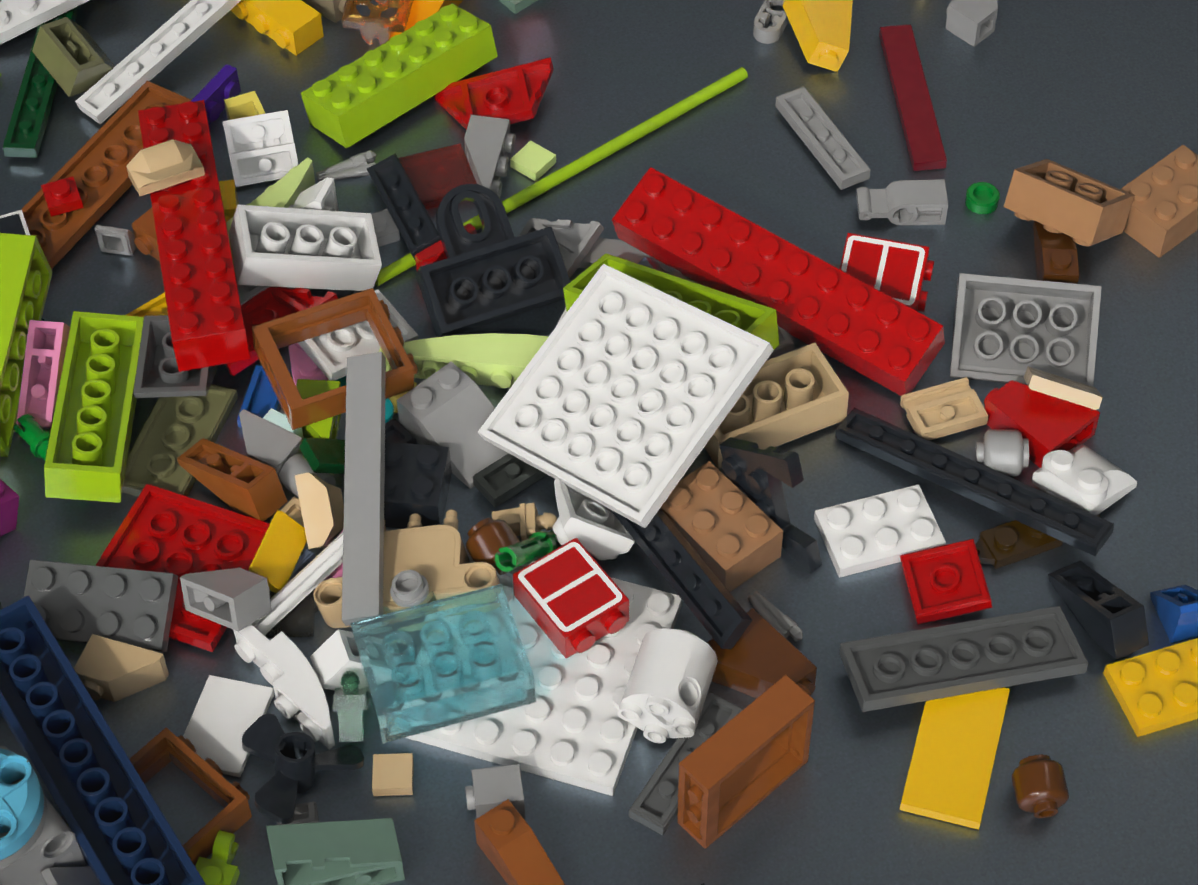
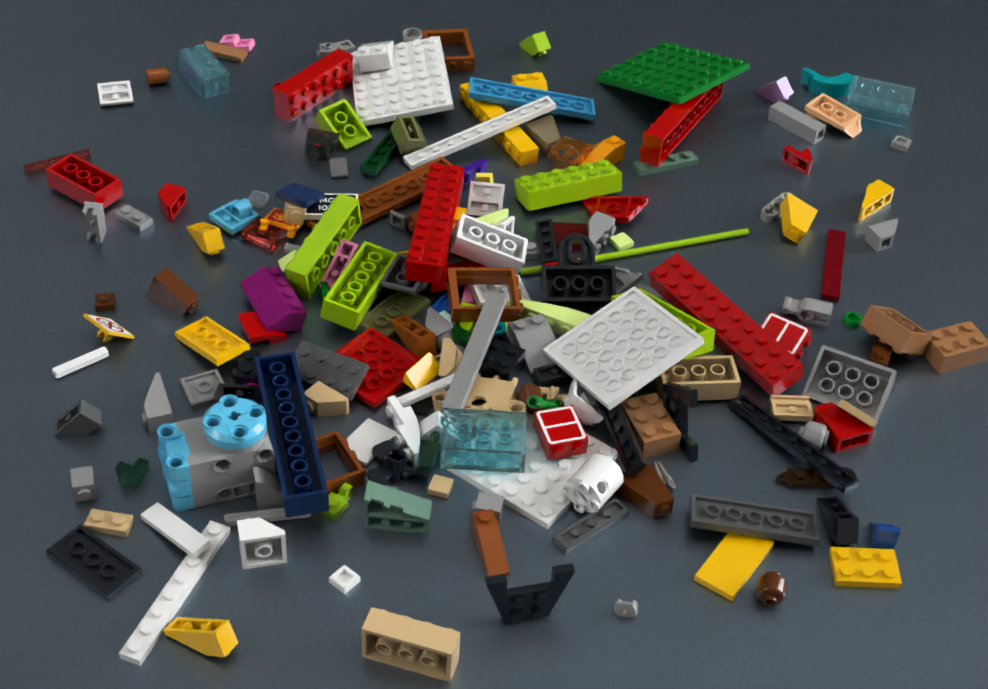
camera: 15 degrees right, 10 degrees down
(62, 196) = (379, 193): red plate -> none
(164, 166) = (432, 187): tan slope -> none
(227, 596) = (389, 382): light grey slope -> none
(350, 168) = (528, 221): light grey piece -> none
(409, 588) = (479, 401): light grey plate -> none
(745, 761) = (595, 551): dark orange window -> none
(822, 138) = (777, 270): light grey plate -> none
(878, 530) = (734, 453): white plate -> none
(945, 581) = (760, 484): red tile -> none
(1083, 479) = (853, 458): white slope -> none

